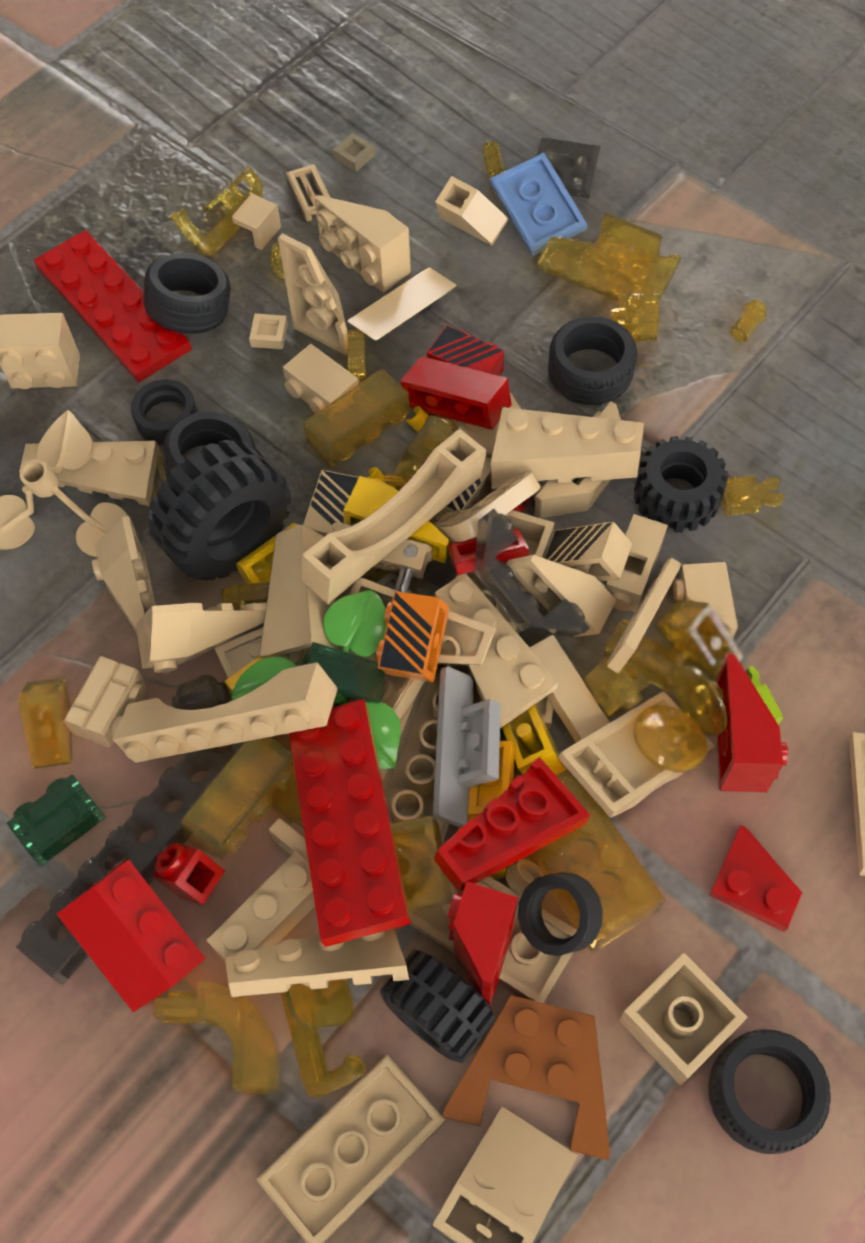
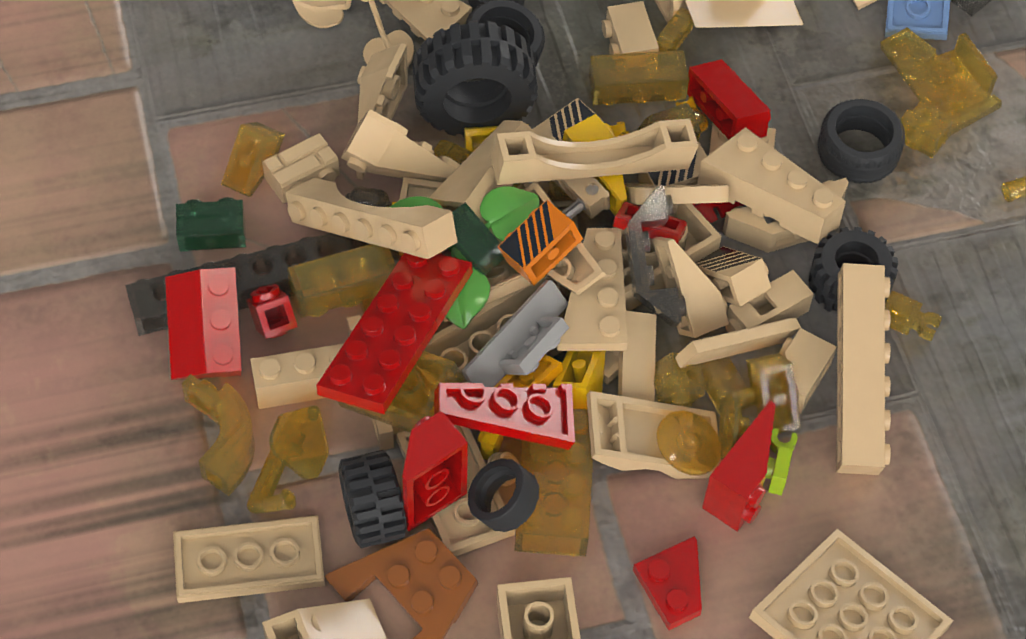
camera: 30 degrees right, 5 degrees down
(313, 965) = (307, 412): tan wing -> none
(467, 351) = (763, 78): brick -> none
(765, 569) = (862, 369): none -> tan brick

